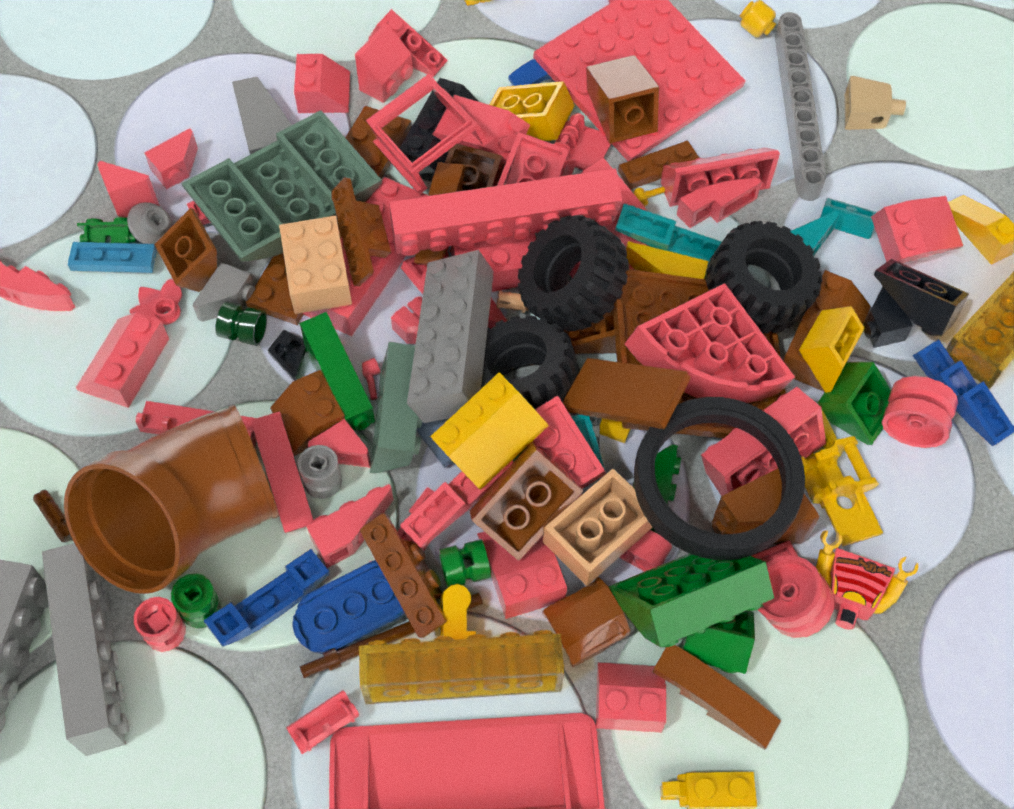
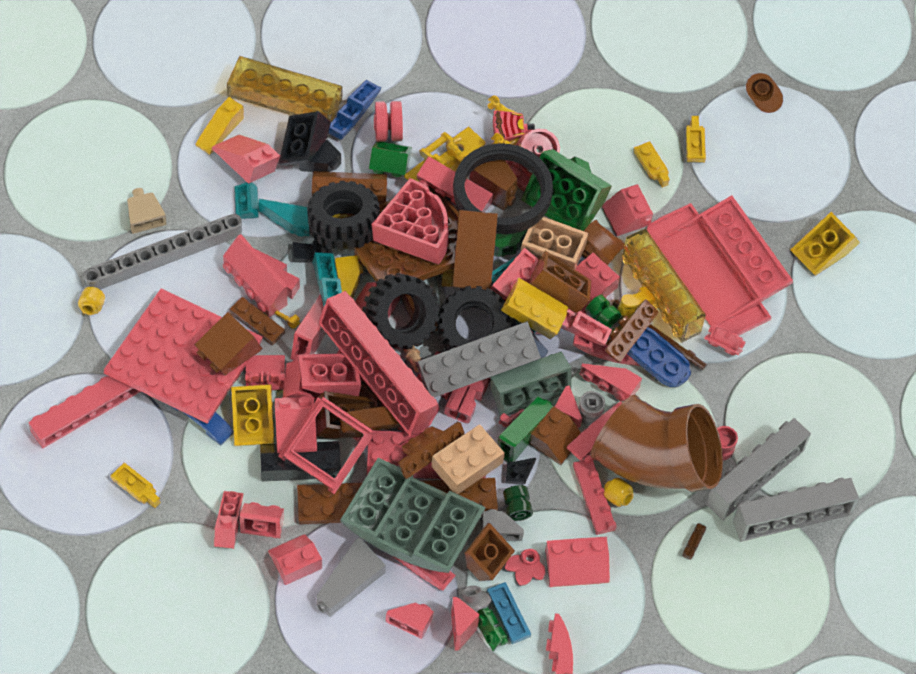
camera: 120 degrees left, 0 degrees up
(268, 602) = (668, 399): blue slope -> none
(717, 695) = (607, 167): dark orange slope -> none
(831, 344) = (375, 166): yellow slope -> none

